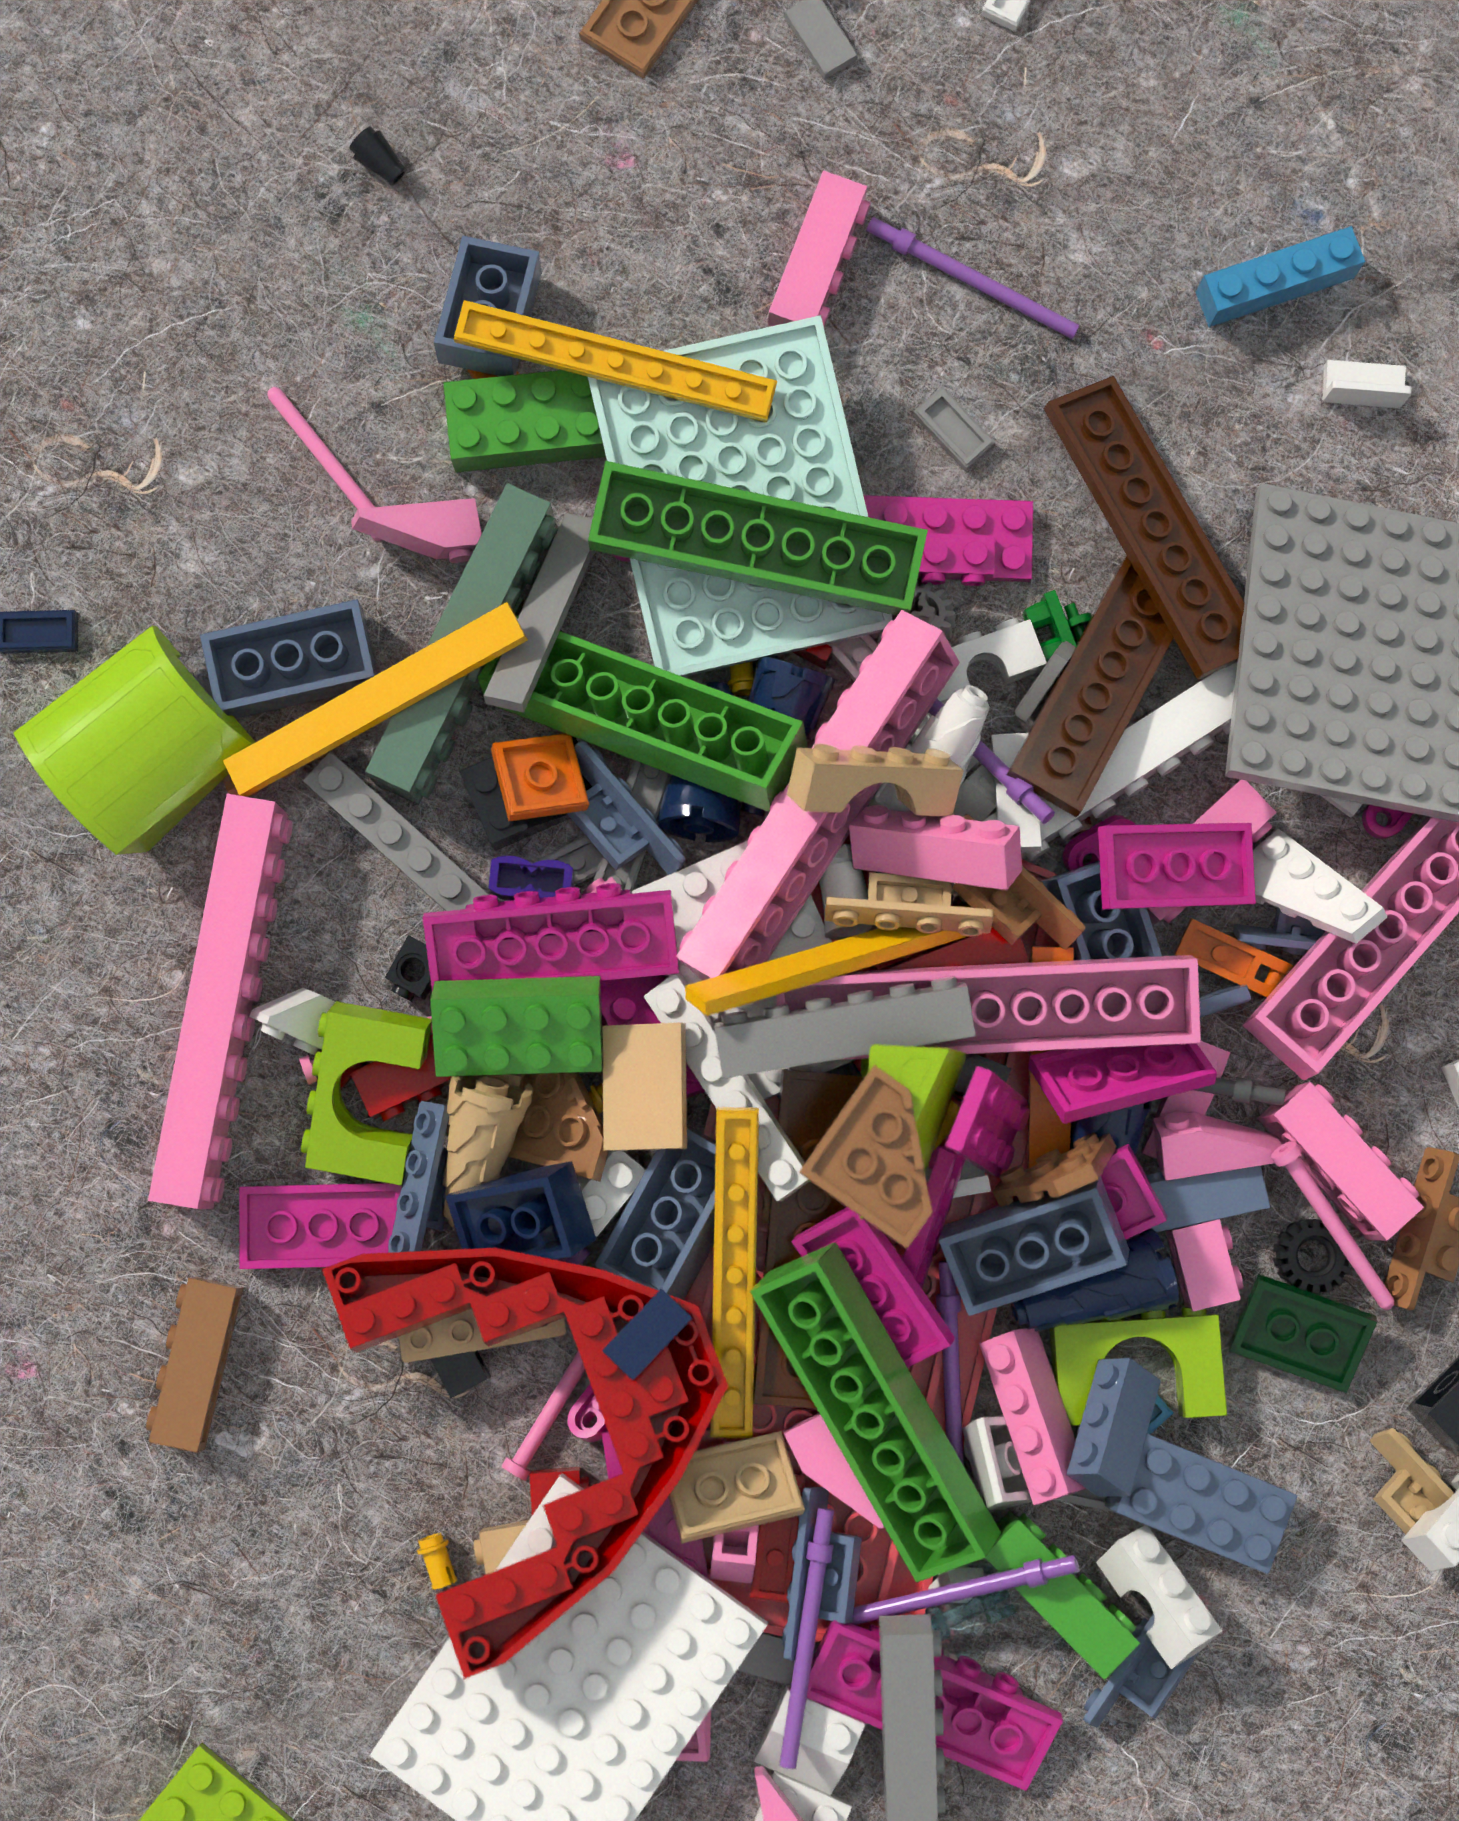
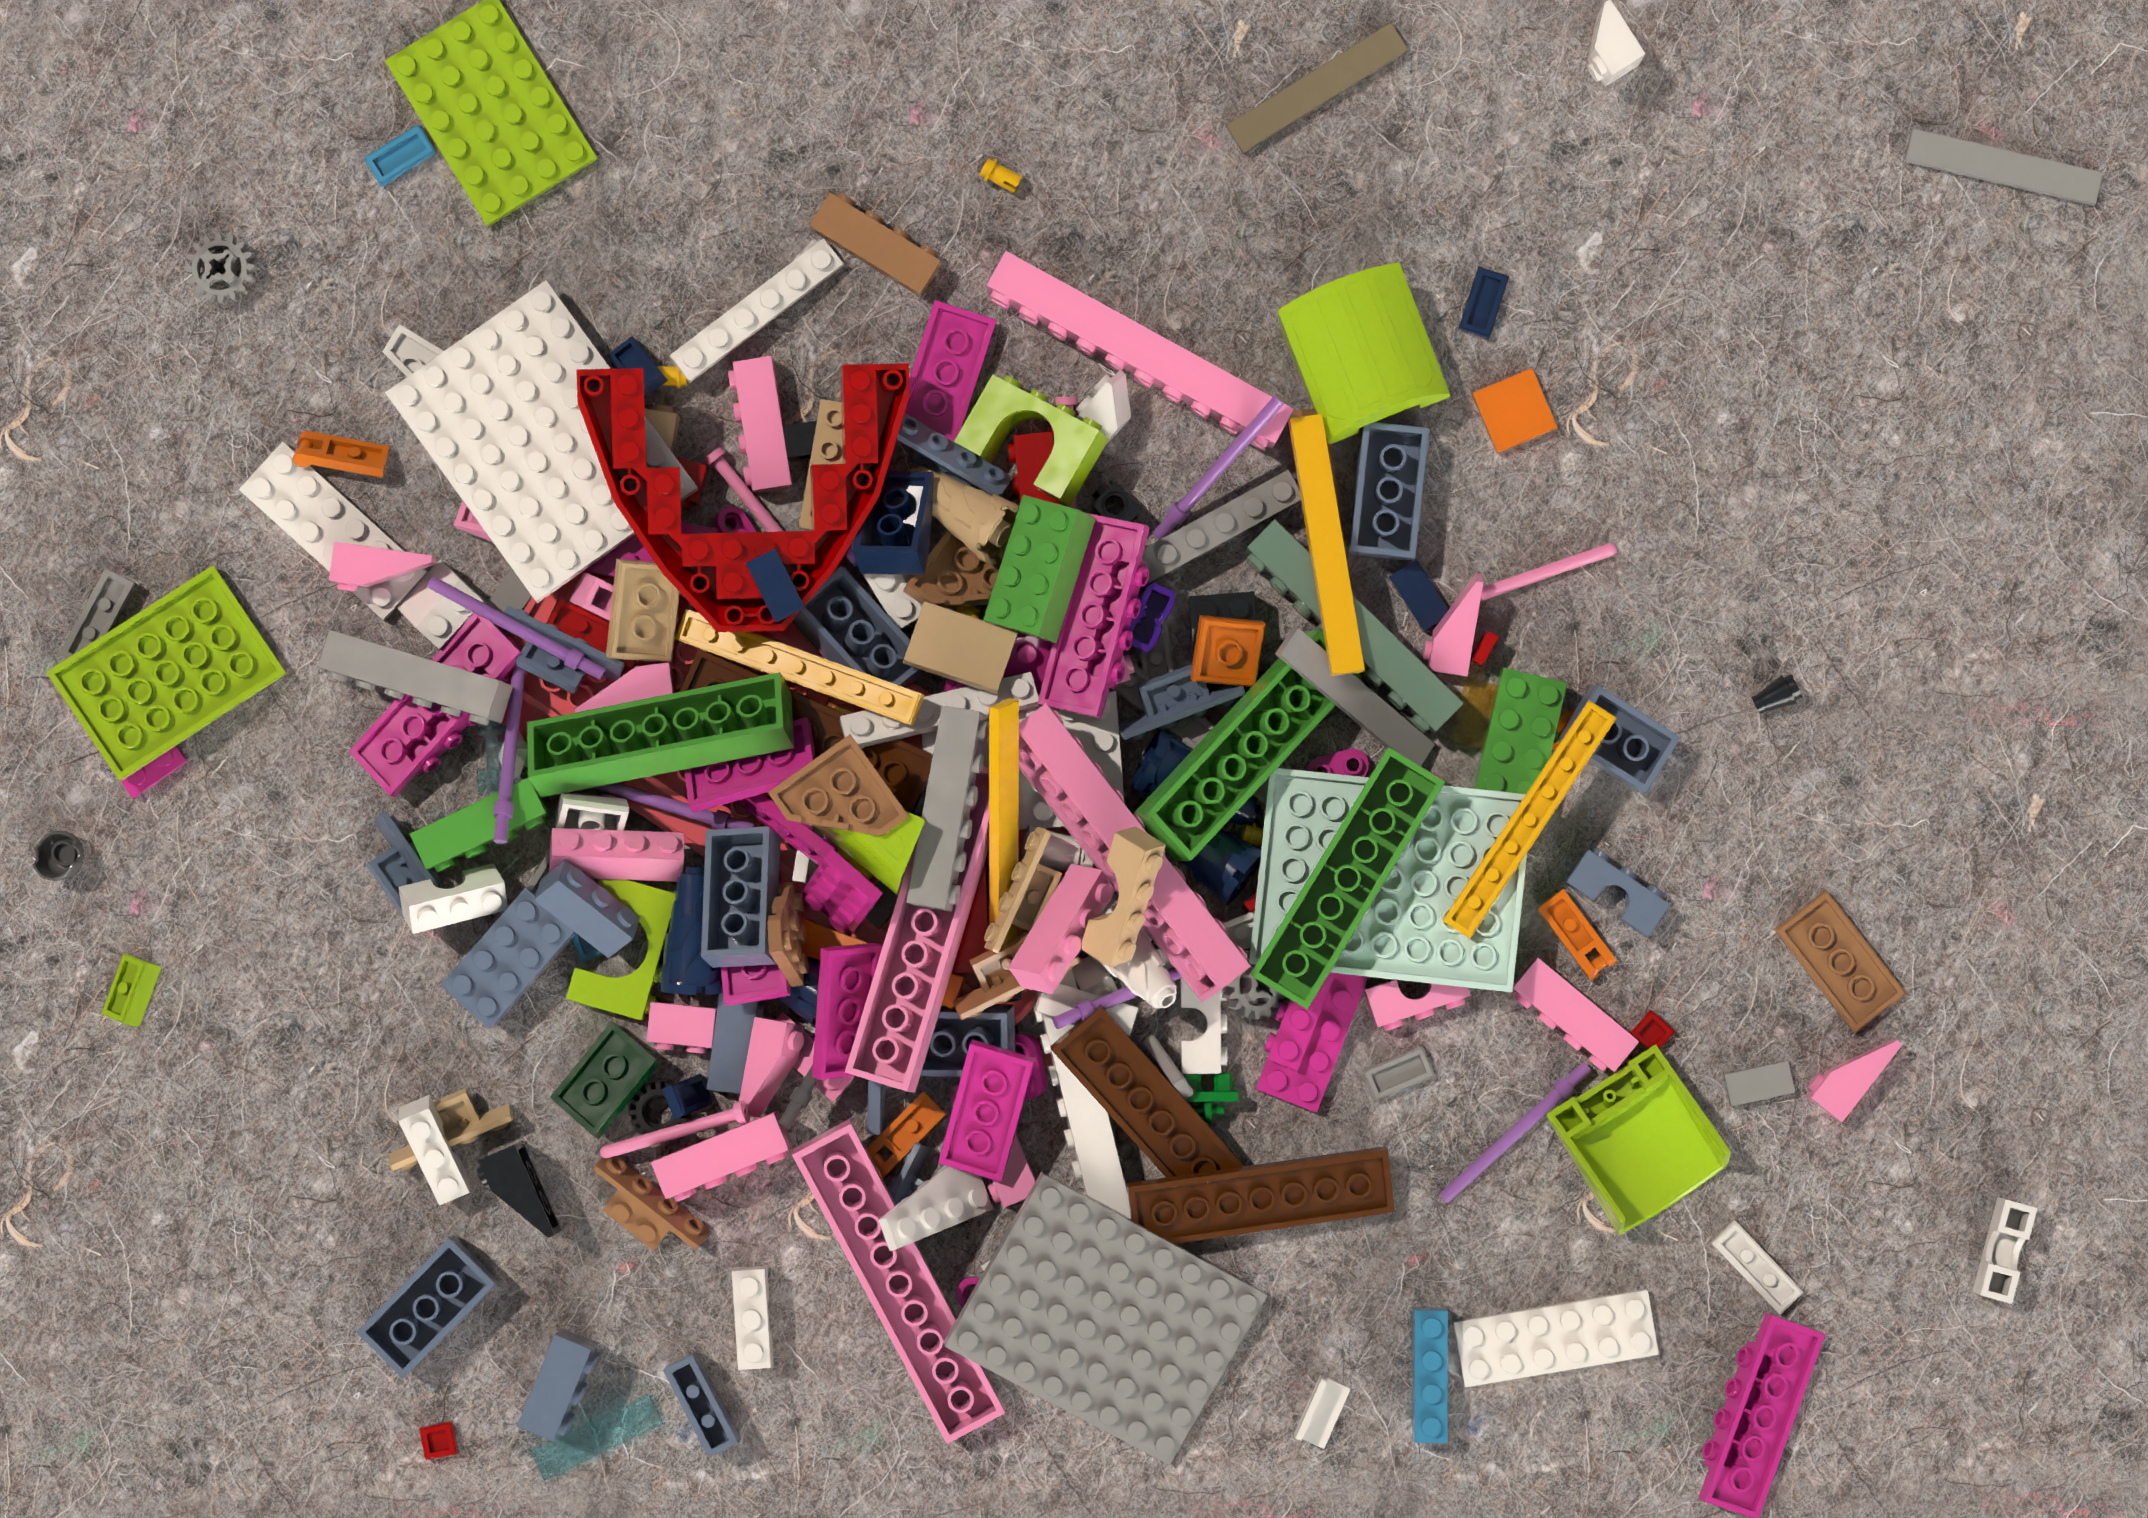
camera: 115 degrees right, 5 degrees up
(64, 1243) = (1000, 175): none -> yellow pin
(150, 554) = (1514, 410): none -> orange tile
(323, 1481) = (756, 310): none -> white plate
(394, 892) = (1180, 510): none -> medium lavender bar
(400, 589) = (1419, 595): none -> dark blue tile
(425, 1614) = (632, 355): none -> dark blue tile
(435, 491) = (1484, 648): none -> red tile
(457, 1424) = (762, 424): none -> bright pink brick
(531, 476) = (1474, 714): none -> clear yellow plate
(626, 614) = (1337, 763): none -> dark pink plate
(670, 222) = (1643, 905): none -> sand blue arch
(725, 285) = (1576, 933): none -> orange plate
(805, 168) = (1652, 1031): none -> red tile
(883, 458) = (1391, 1006): none -> bright pink arch
(930, 135) = (1640, 1140): none -> lime windscreen
(1184, 159) = (1555, 1338): none -> white plate
(1287, 1227) = (687, 1096): none -> dark blue tile

